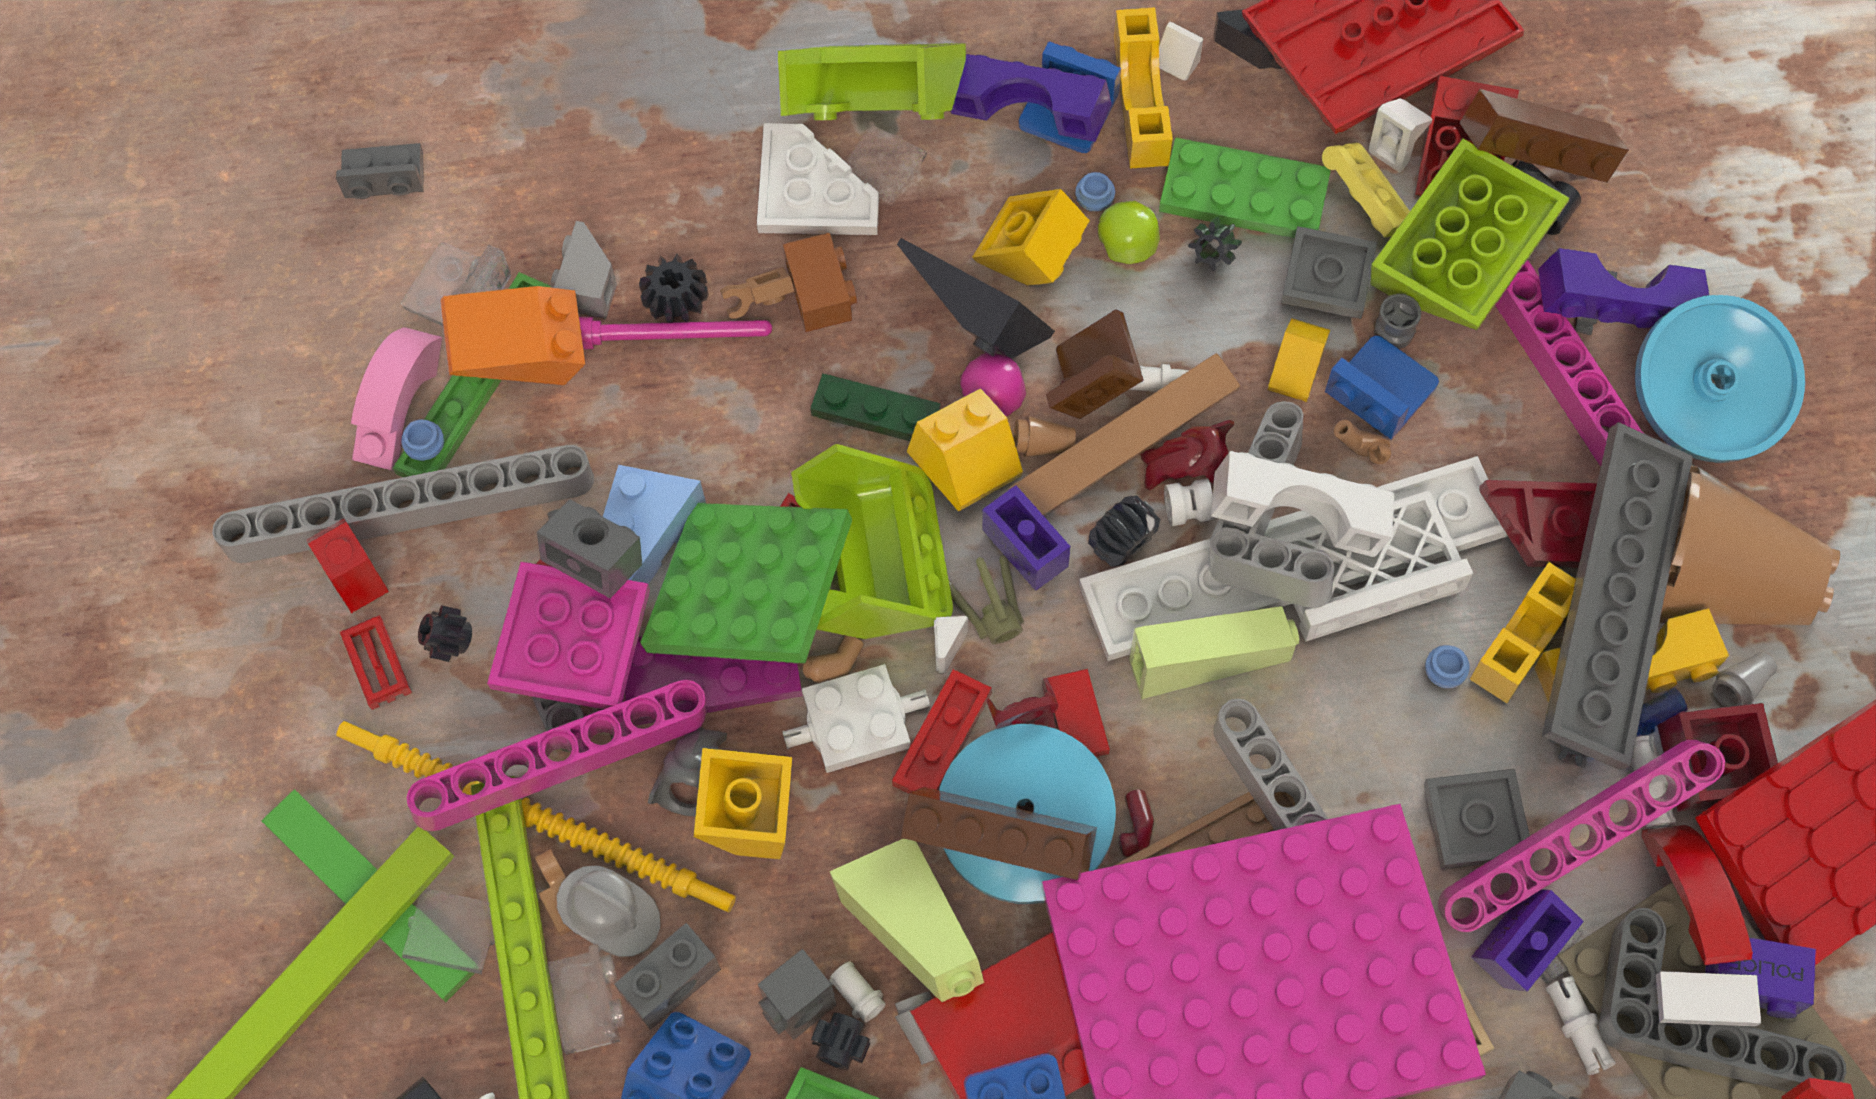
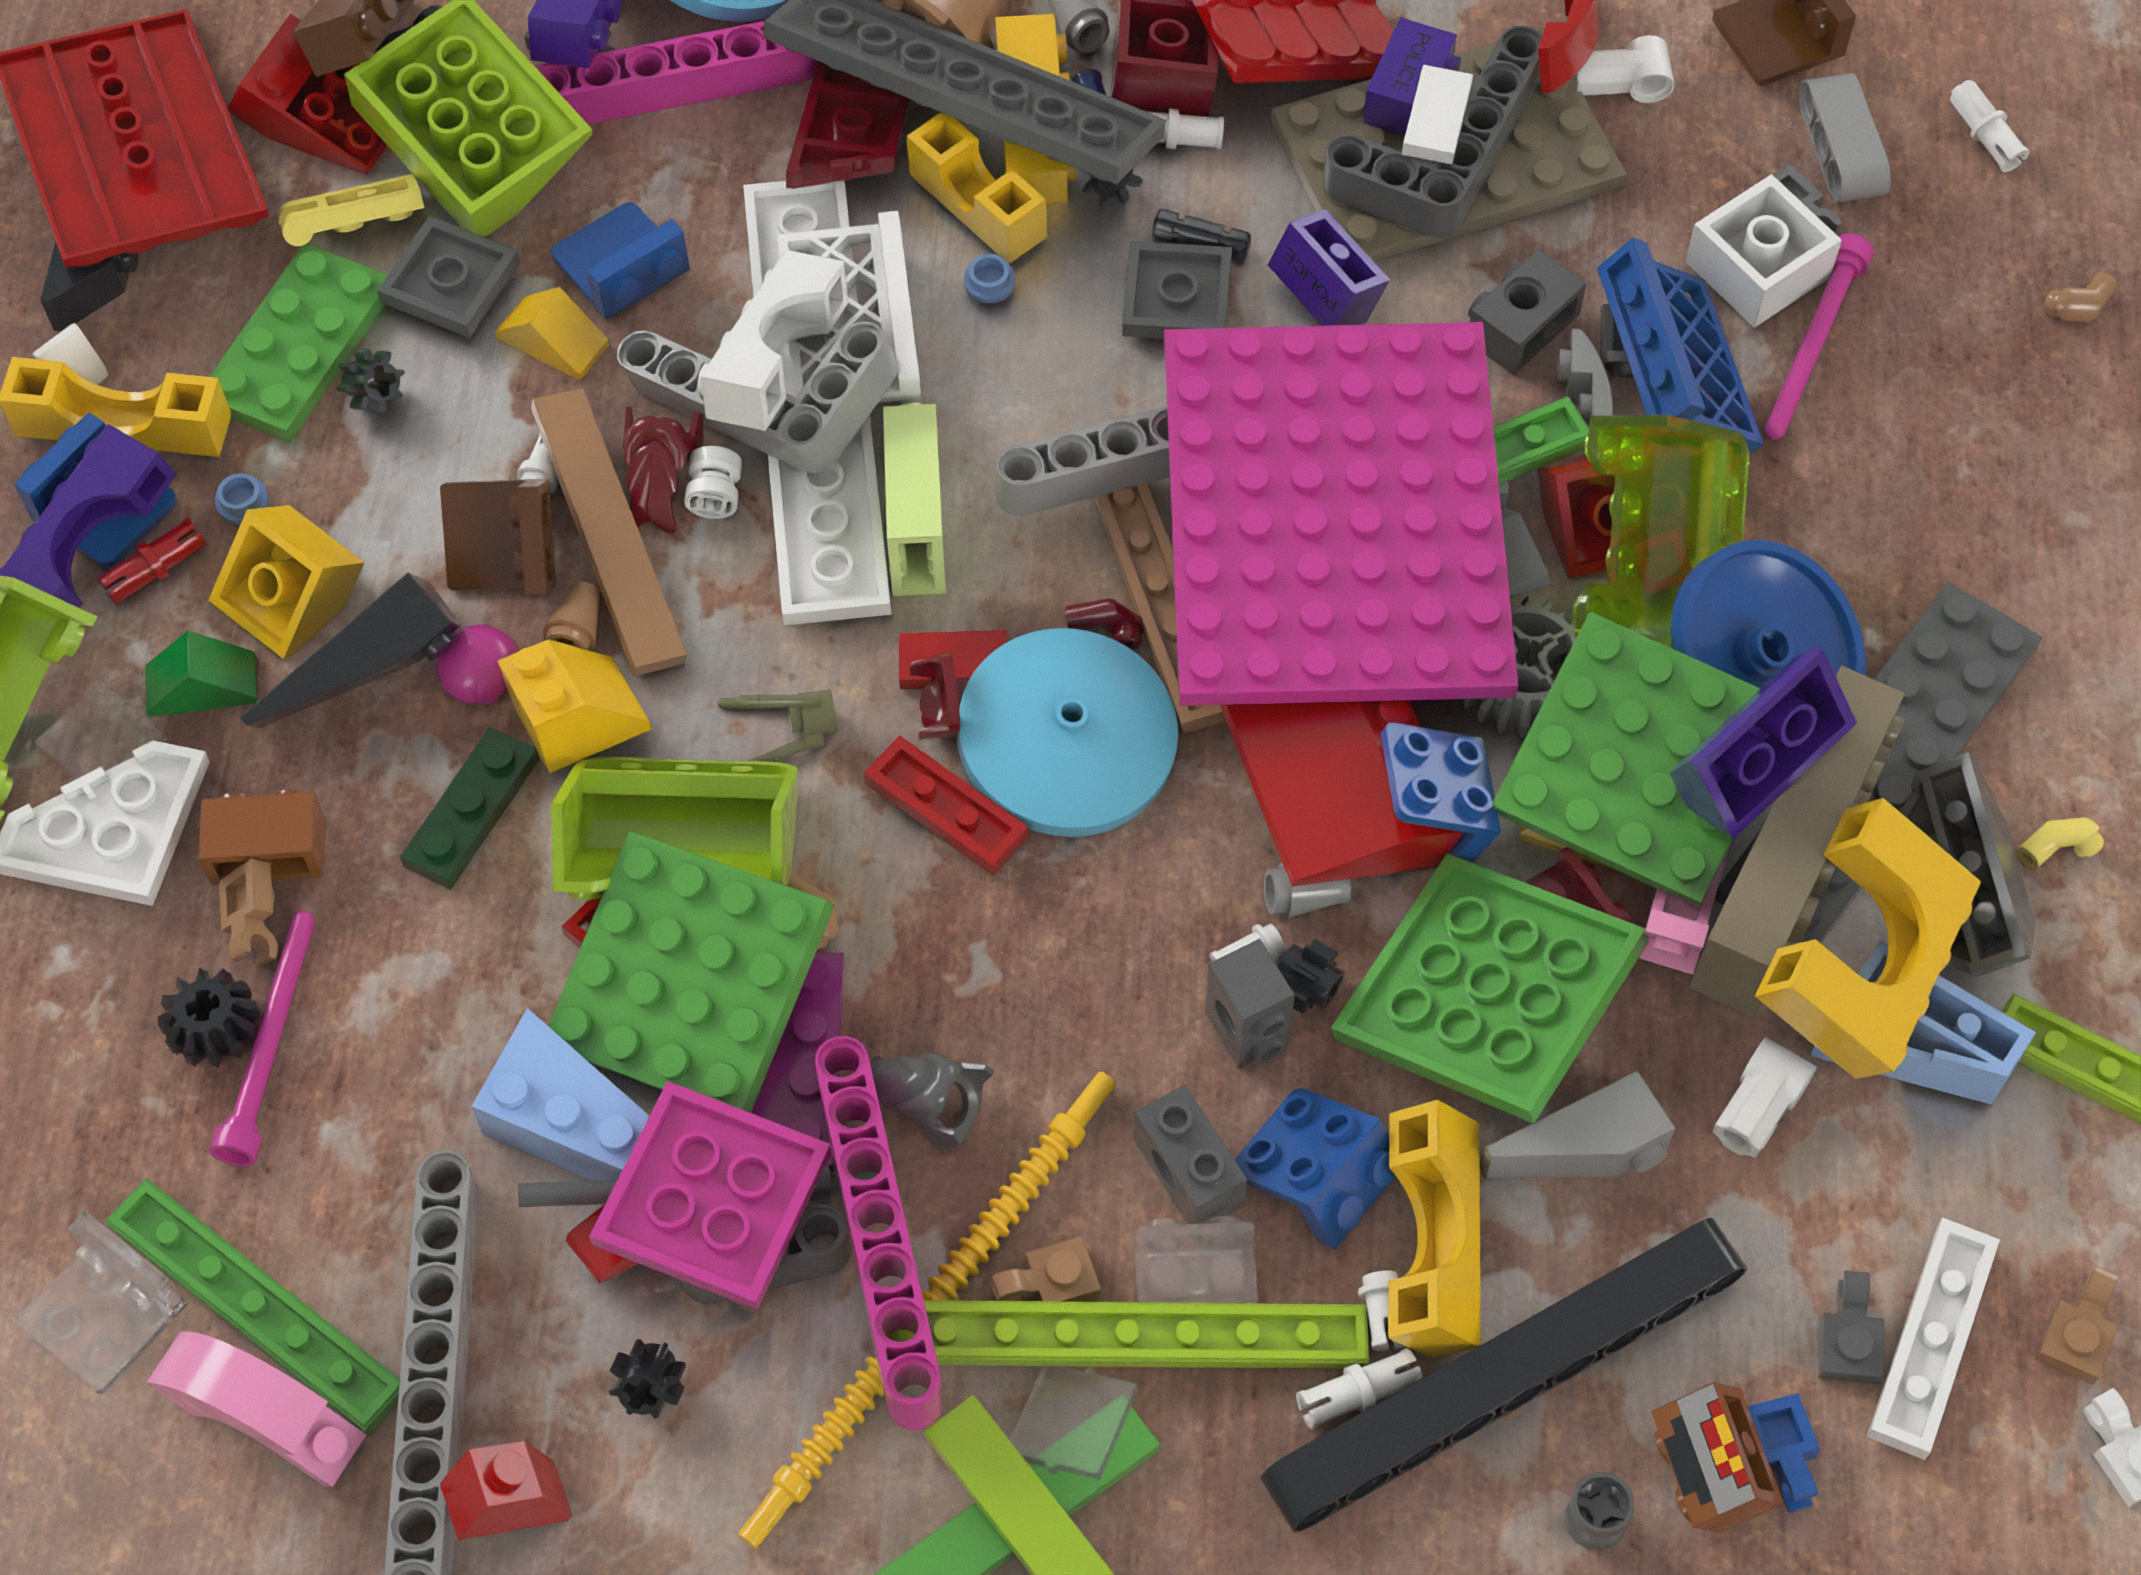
camera: 80 degrees left, 5 degrees down
(388, 692) = (658, 1511): red tile -> none
(422, 440) = (341, 1374): medium blue plate -> none
(514, 335) = (224, 1212): orange slope -> none
(586, 272) = (145, 1126): light grey slope -> none
(590, 548) = (603, 1134): dark grey brick -> none
(608, 911) = (1084, 1224): light grey piece -> none
(743, 802) = (990, 1018): yellow slope -> none
(856, 718) = (895, 900): white plate -> none
(909, 914) = (1178, 861): yellowish green slope -> none
(942, 211) = (200, 676): none -> green slope
(948, 638) = (824, 775): white slope -> none
(999, 832) = (1102, 737): reddish brown brick -> none
(1025, 537) = (714, 656): dark purple brick -> none
(1027, 150) = (152, 561): none -> red pin
(1123, 530) = (736, 550): black gear -> none
(1129, 232) = (313, 473): lime hair -> none
(1363, 442) = (688, 291): medium nougat arm -> none
(1395, 132) = (293, 156): white slope -> none
(1403, 314) = (540, 220): dark grey wheel -> none
(1548, 801) = (1200, 232): none -> black axle
(1580, 1025) = (1427, 256): white pin -> none
(1602, 834) = (1228, 179): dark pink beam -> none
(1705, 891) = (1359, 82): red slope -> none

